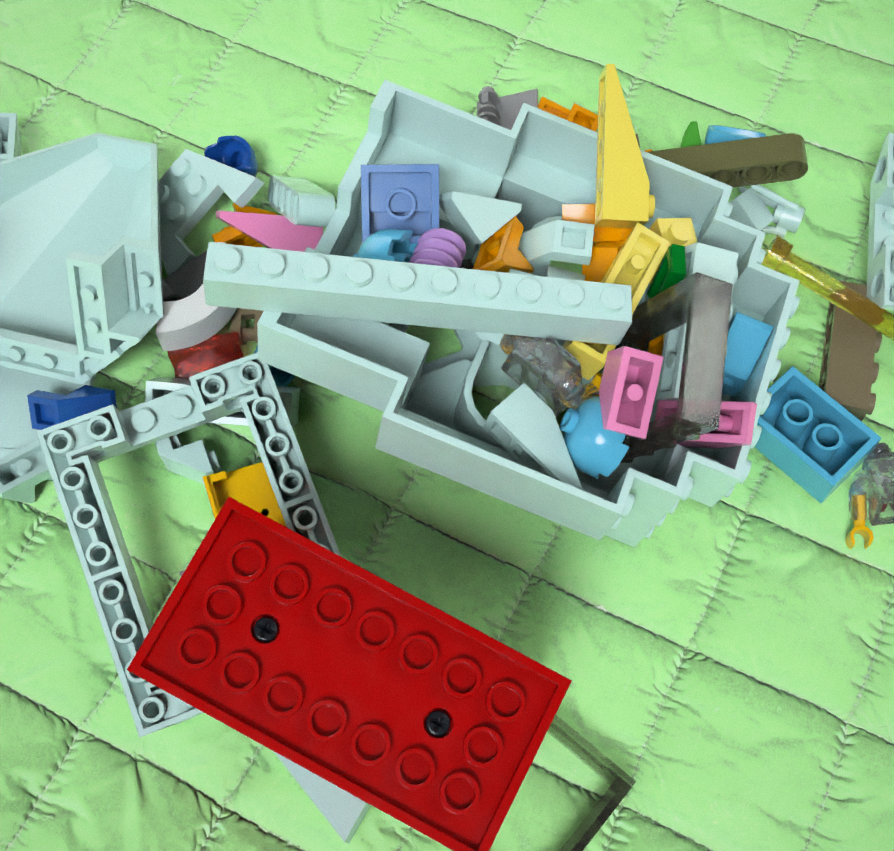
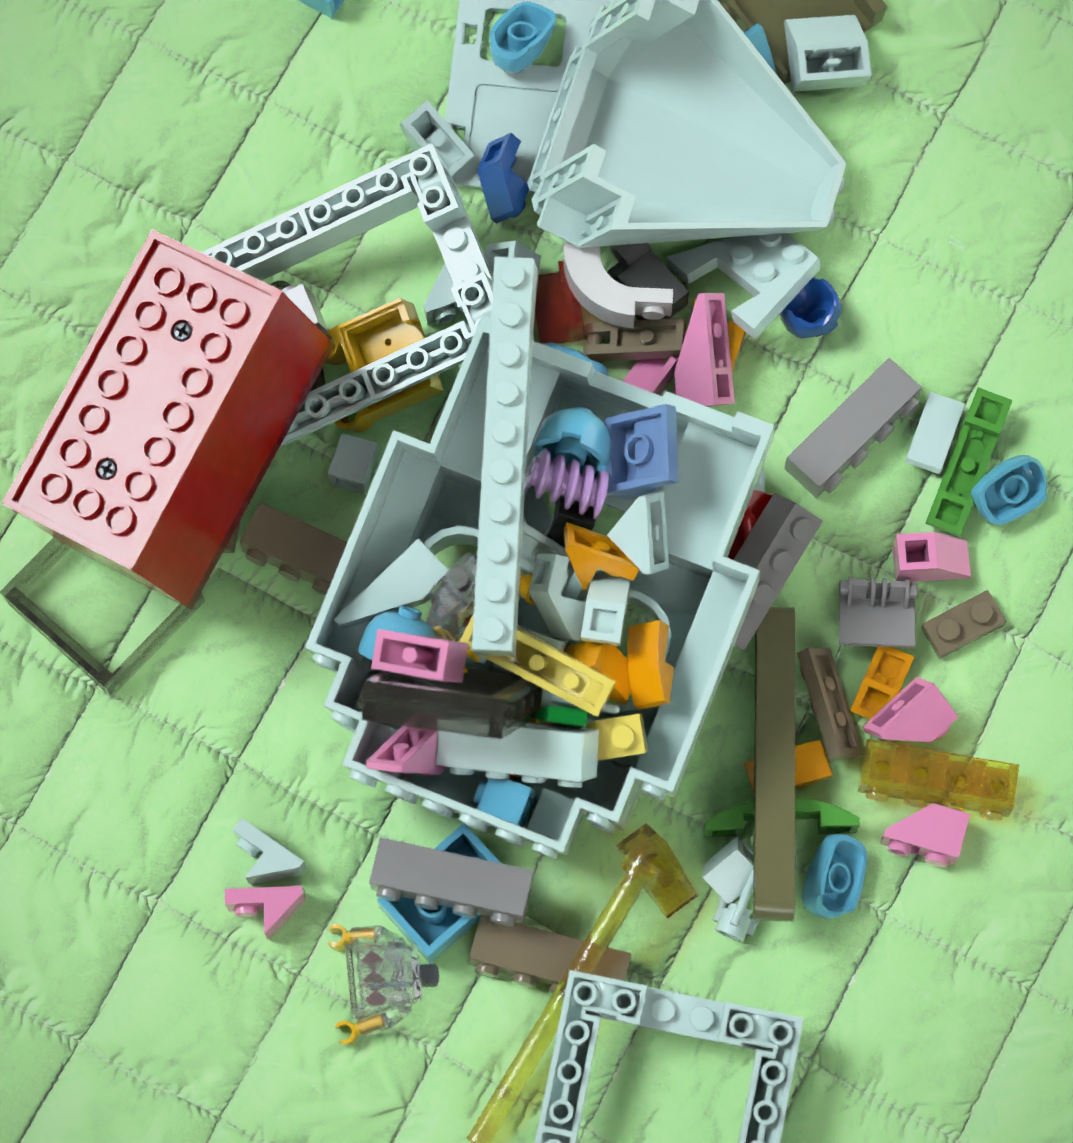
camera: 90 degrees right, 10 degrees up
(301, 201) = (727, 375): light aqua beam -> none
(324, 125) = (853, 428): none -> light grey brick
(350, 86) = (934, 432): none -> light aqua slope
(370, 67) = (968, 461): none -> bright green slope
(371, 538) = (353, 464): none -> light aqua panel
(397, 35) = (1011, 489): none -> medium azure piece
(459, 86) = (930, 557): none -> bright pink slope
(477, 559) = (292, 547): none -> dark tan brick
(509, 69) = (963, 624): none -> dark tan plate
(583, 86) = (913, 715): none -> bright pink slope
(620, 169) = (669, 665): light yellow slope -> none
(645, 78) = (938, 778): none -> clear yellow brick
(690, 83) = (931, 833): none -> bright pink slope
(795, 602) = (275, 860): none -> light aqua slope
(813, 412) = (451, 881): none -> light grey brick
(839, 596) = (276, 902): none -> bright pink slope

